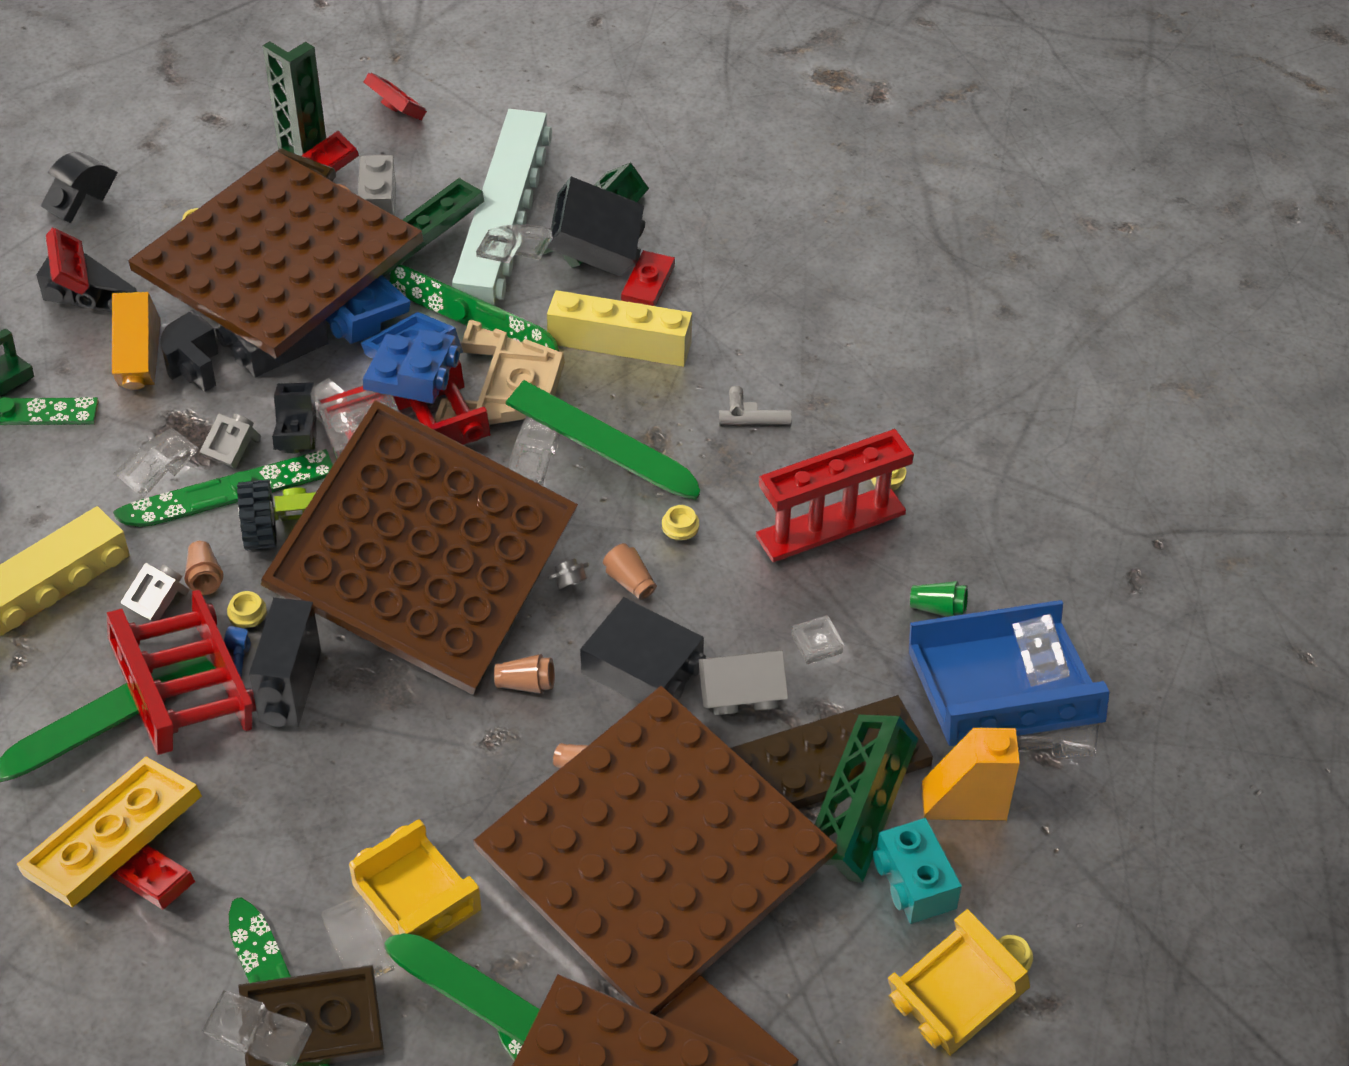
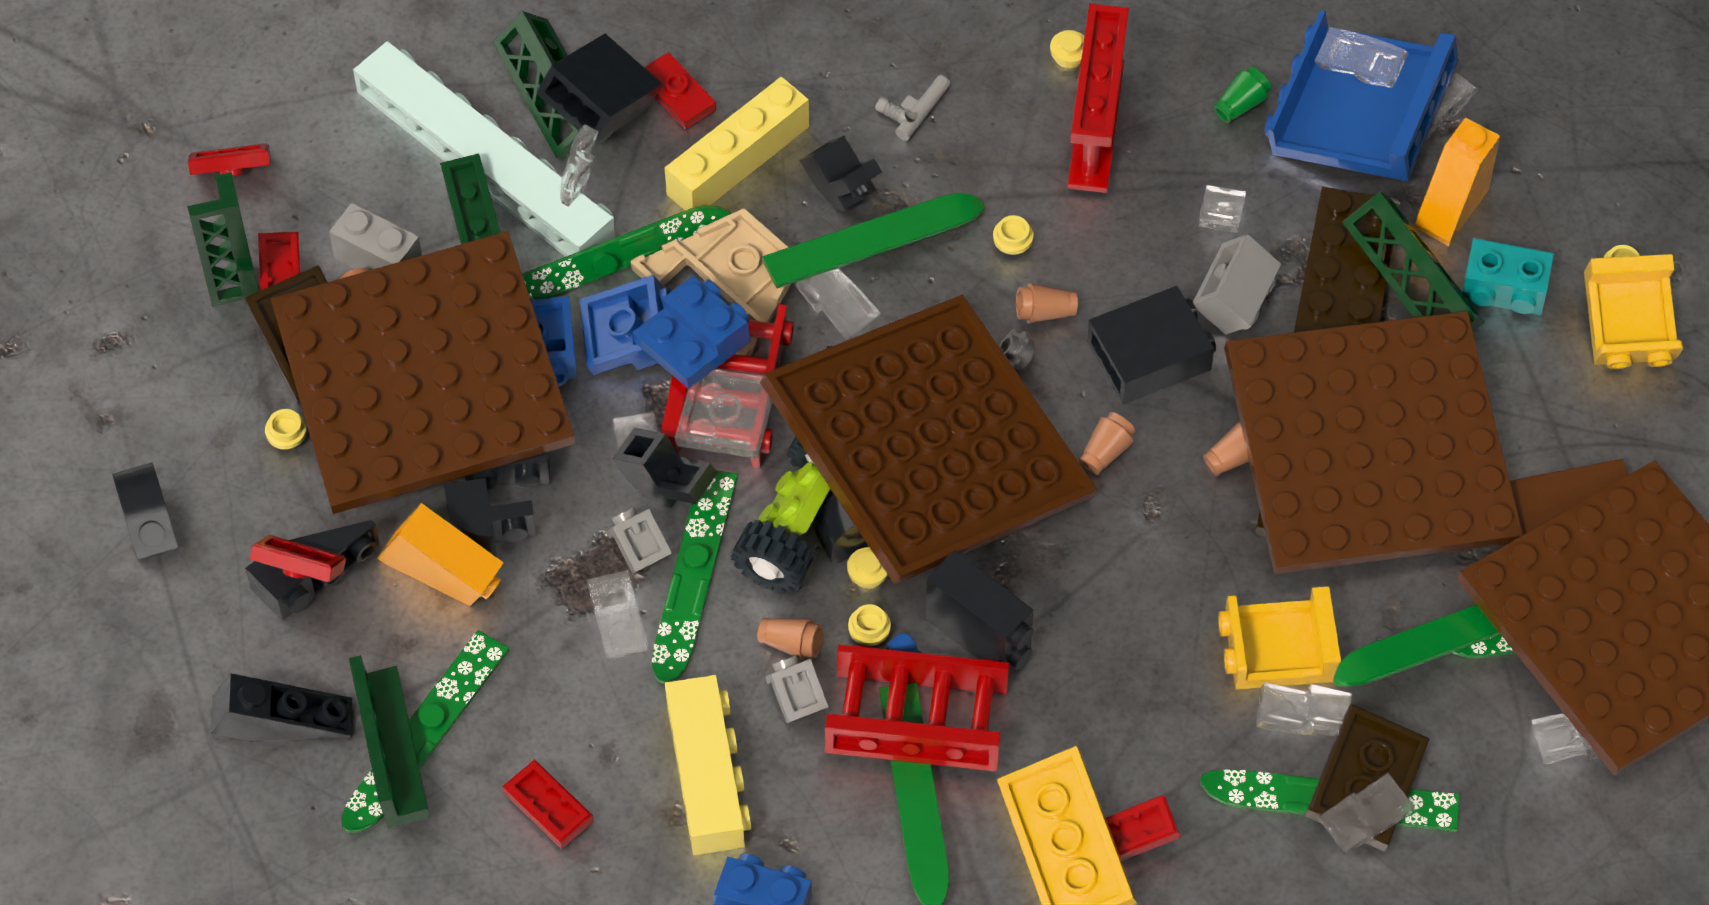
camera: 55 degrees left, 10 degrees up
(645, 393) = (840, 174): none -> black brick

